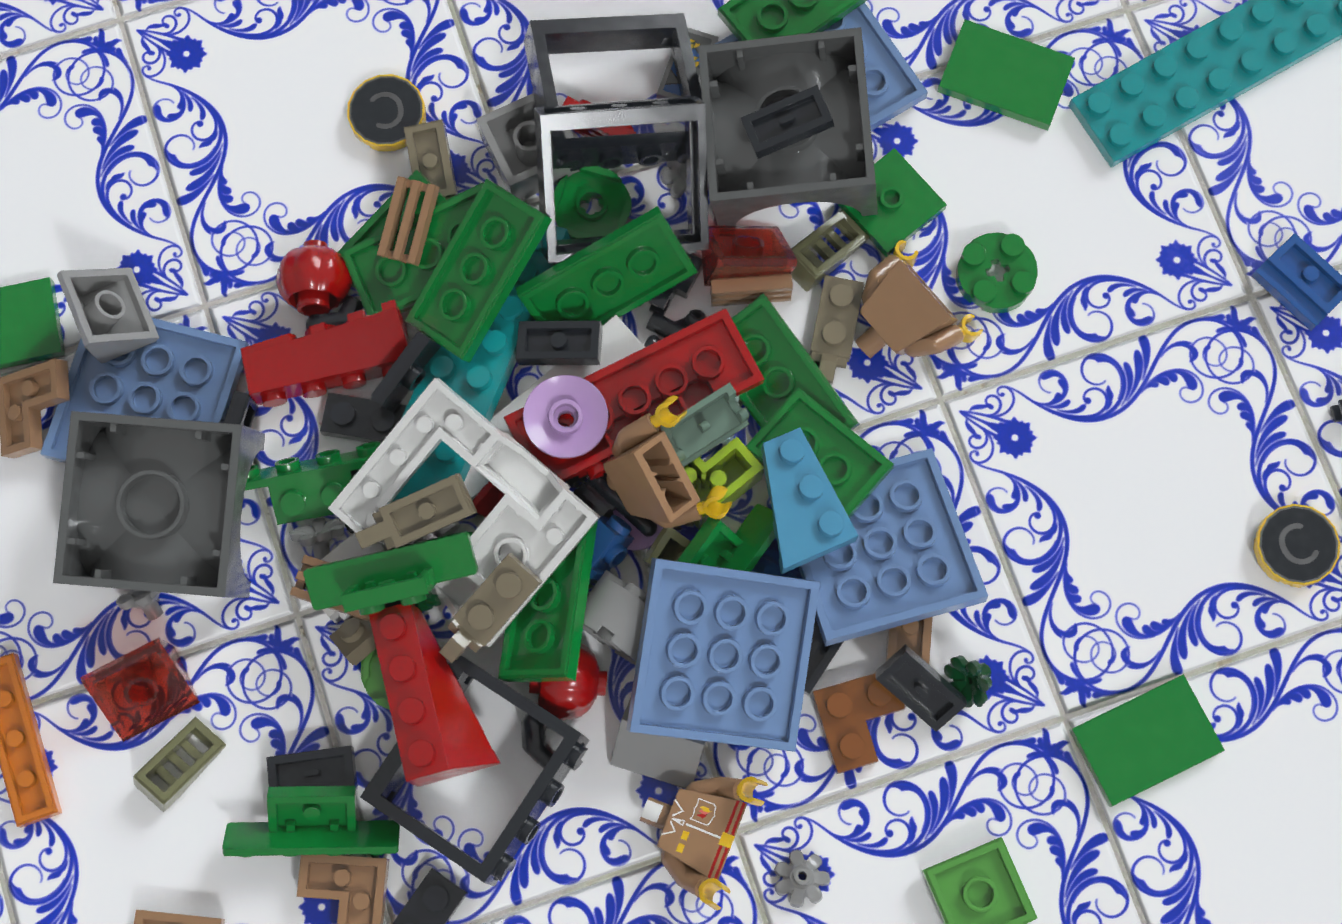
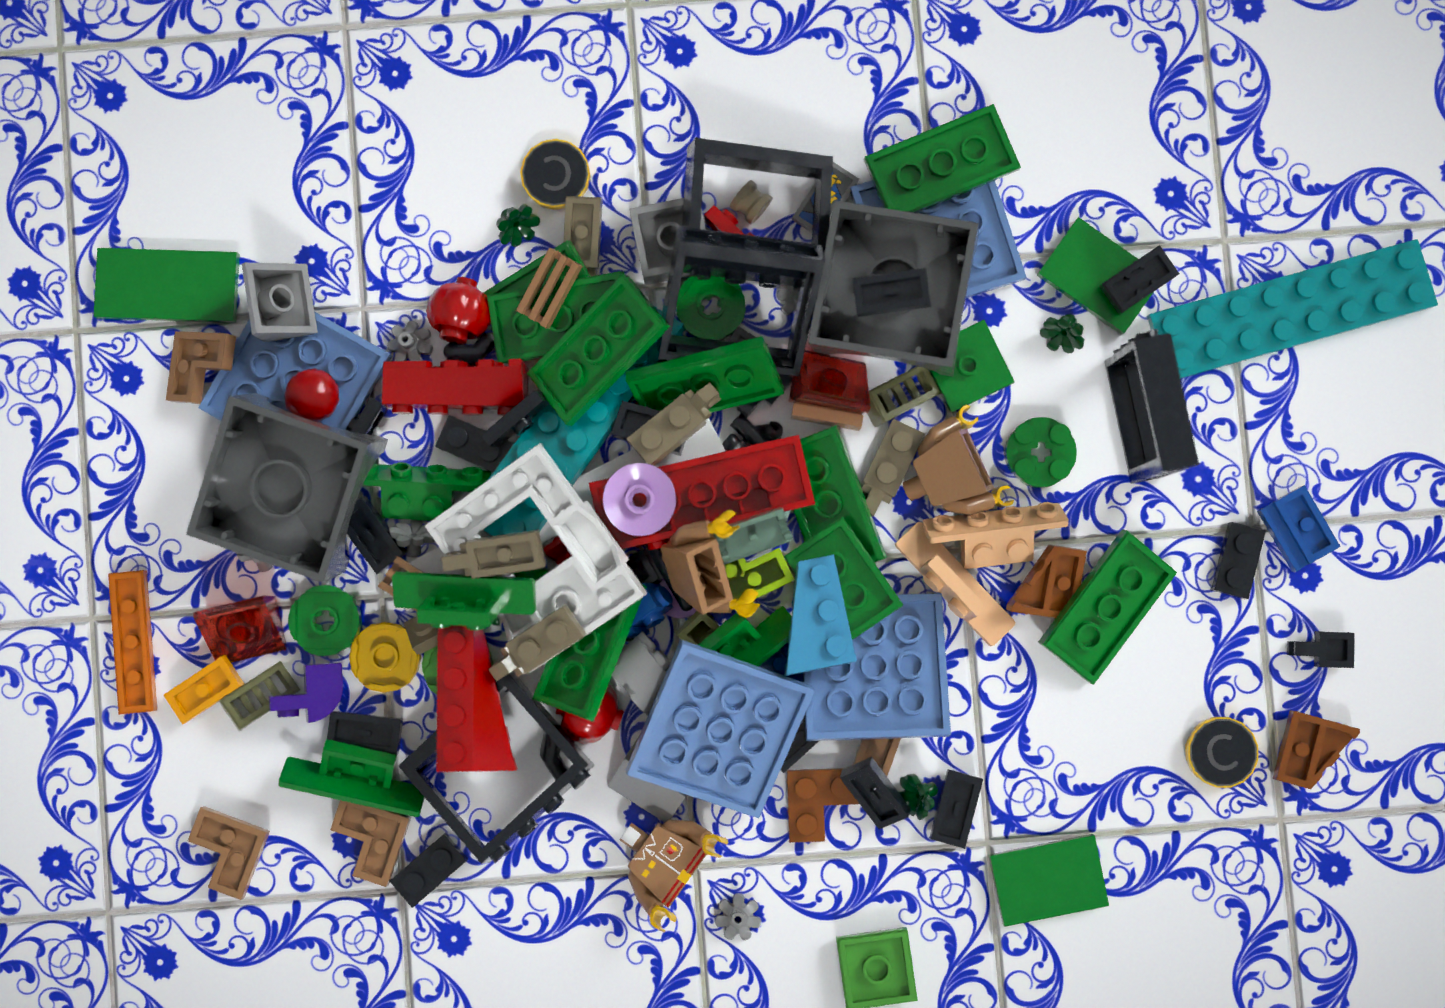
camera: 15 degrees right, 10 degrees up
(111, 771) = (203, 689): none -> light orange plate
(168, 398) = (312, 395): none -> red hair
(218, 642) = (310, 634): none -> green plate
(251, 739) = (322, 693): none -> dark purple brick
(265, 324) = (414, 346): none -> light grey plant
(271, 546) = (372, 536): none -> black plate
(316, 682) = (384, 657): none -> yellow tile
(356, 172) = (517, 224): none -> dark green plant
(584, 328) = (674, 425): none -> dark tan hinge
(607, 86) = (751, 202): none -> dark tan wheel
(945, 435) = (958, 587): none -> light nougat bracket
(976, 371) = (996, 535): none -> light nougat bracket
(984, 140) = (1063, 333): none -> dark green plant
(1017, 684) = (956, 808): none -> black plate
(1049, 63) = (1139, 279): none -> black plate
(1051, 407) = (1050, 582): none -> dark orange wing
(1095, 115) = (1151, 407): none -> black window
(1120, 417) = (1107, 607): none -> green tile
(1248, 334) = (1238, 560): none -> black plate

